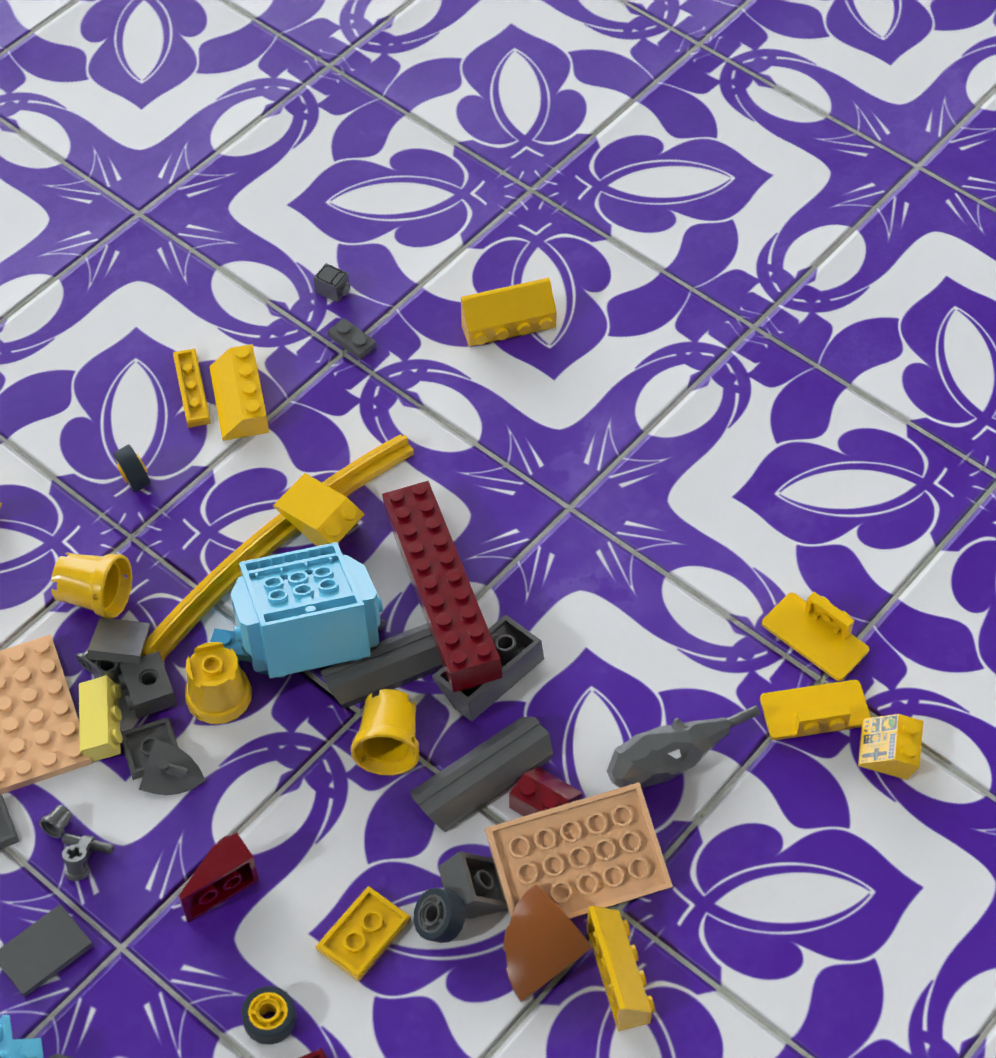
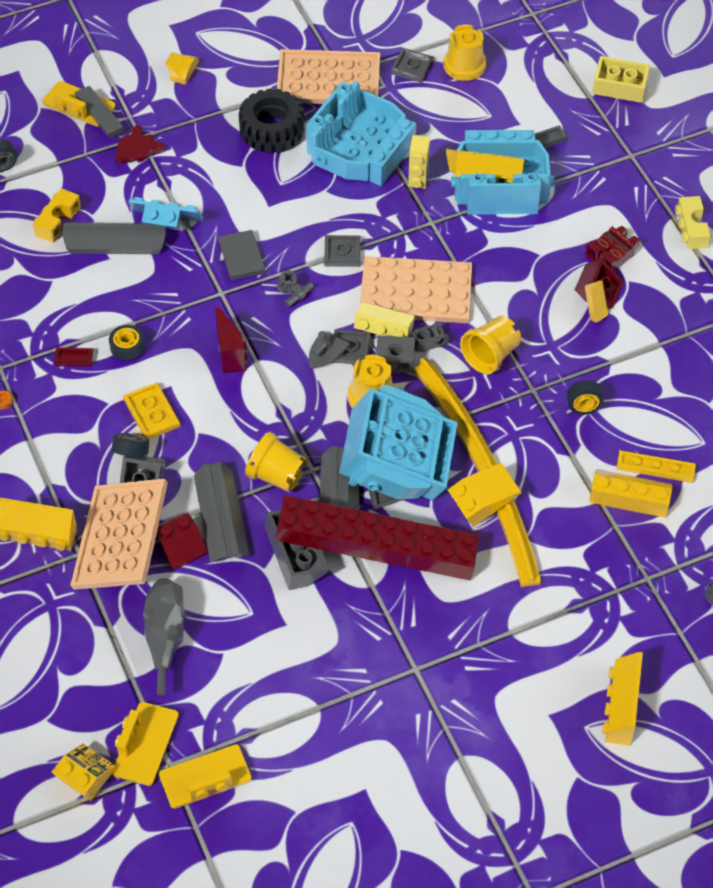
camera: 115 degrees right, 0 degrees up
(56, 821) = (323, 282): dark grey piece -> none
(118, 640) = (434, 344): dark grey tile -> none
(352, 339) = (657, 587): dark grey plate -> none
(539, 942) = (80, 491): dark orange brick -> none

